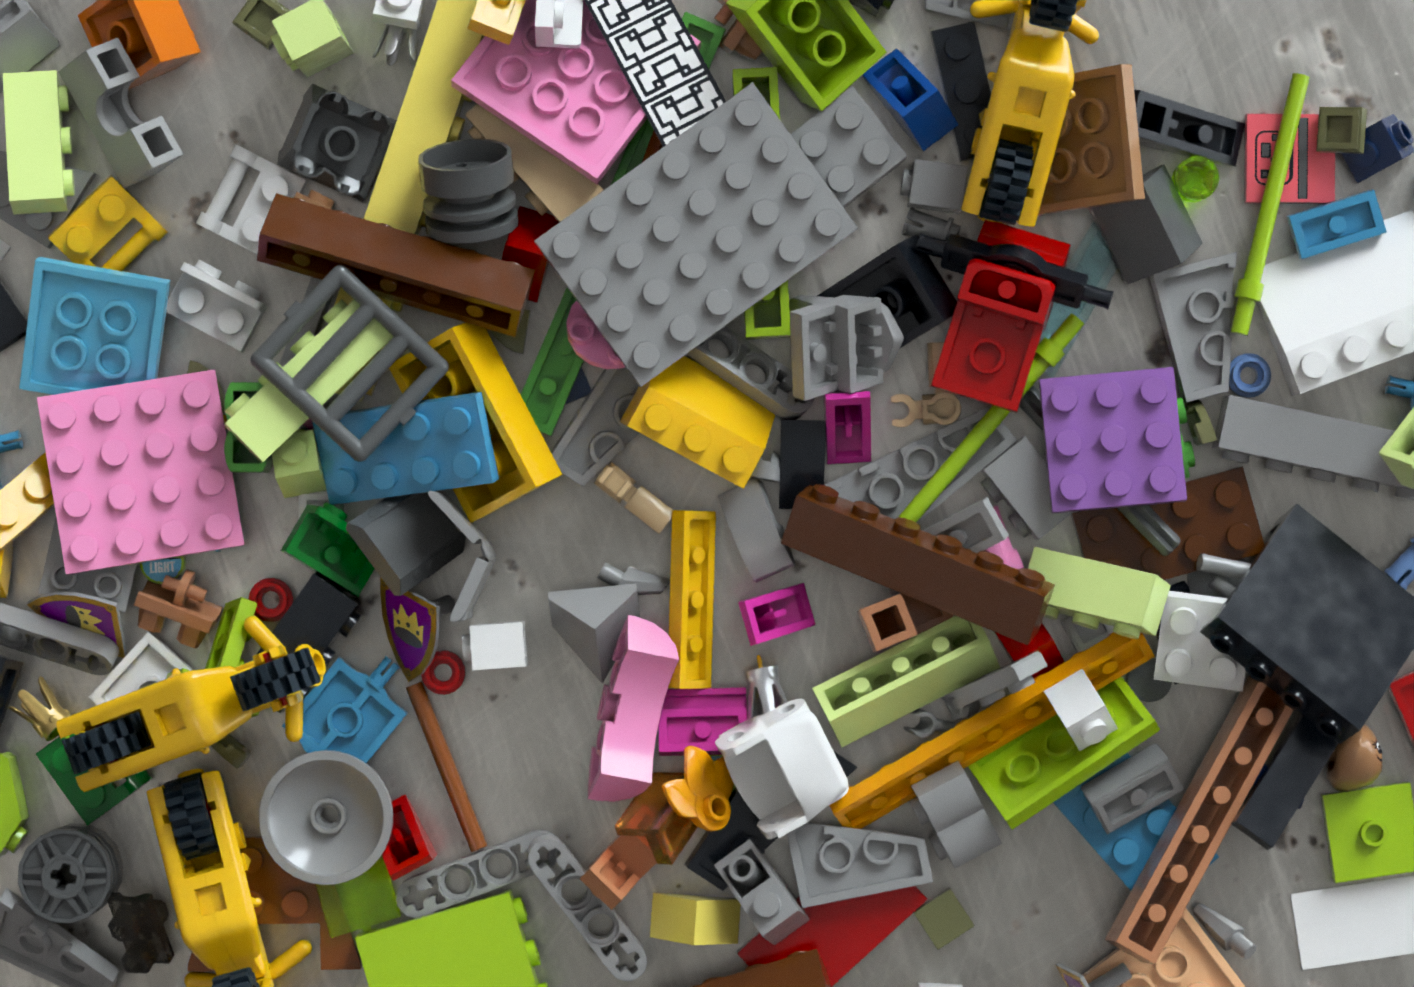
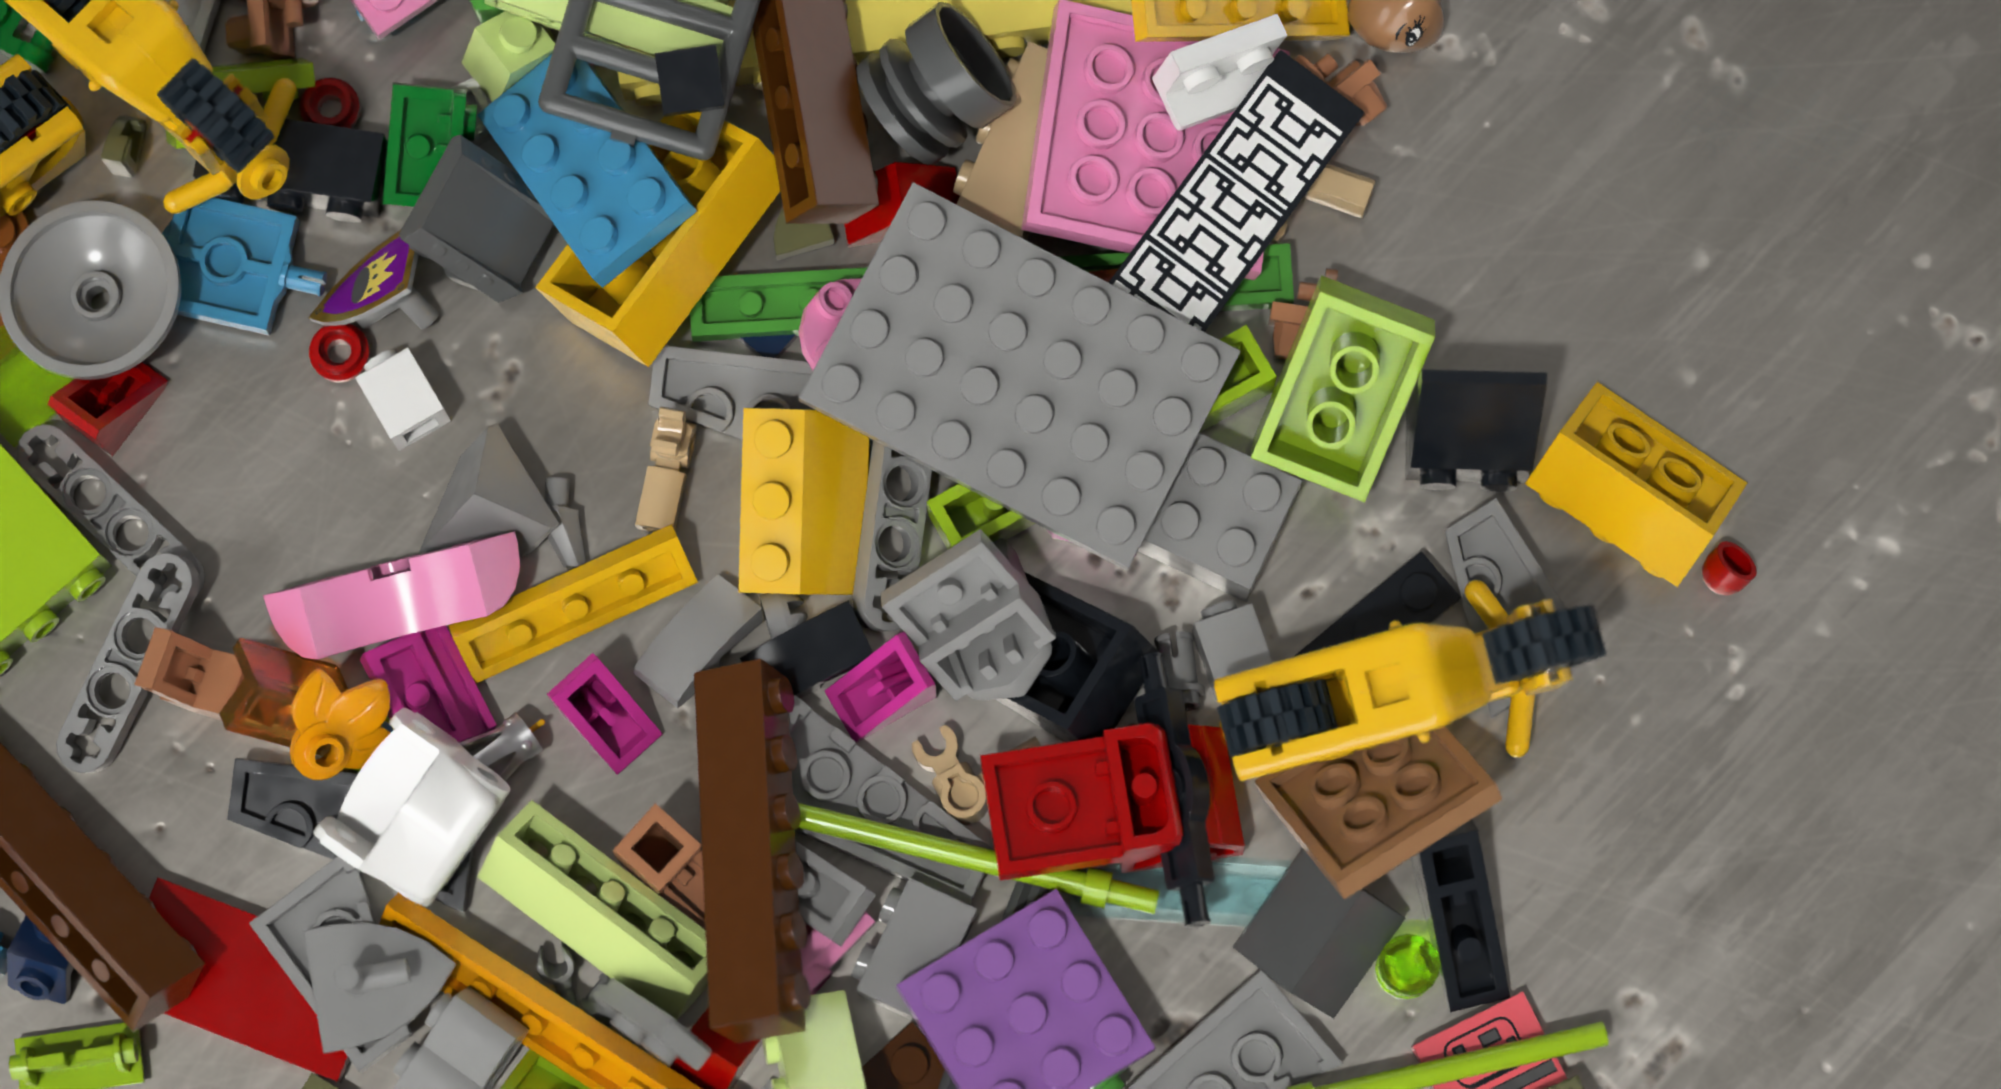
camera: 70 degrees right, 10 degrees down
(394, 353) = (689, 80): none -> black tile
(446, 766) = (225, 413): dark orange bar -> none
(482, 566) = (475, 323): light grey piece -> none
(695, 919) = (177, 807): light yellow slope -> none
(761, 892) = (244, 866): light grey slope -> none
(878, 847) = (370, 981): none -> light grey shield
(910, 99) = (1323, 567): blue slope -> none

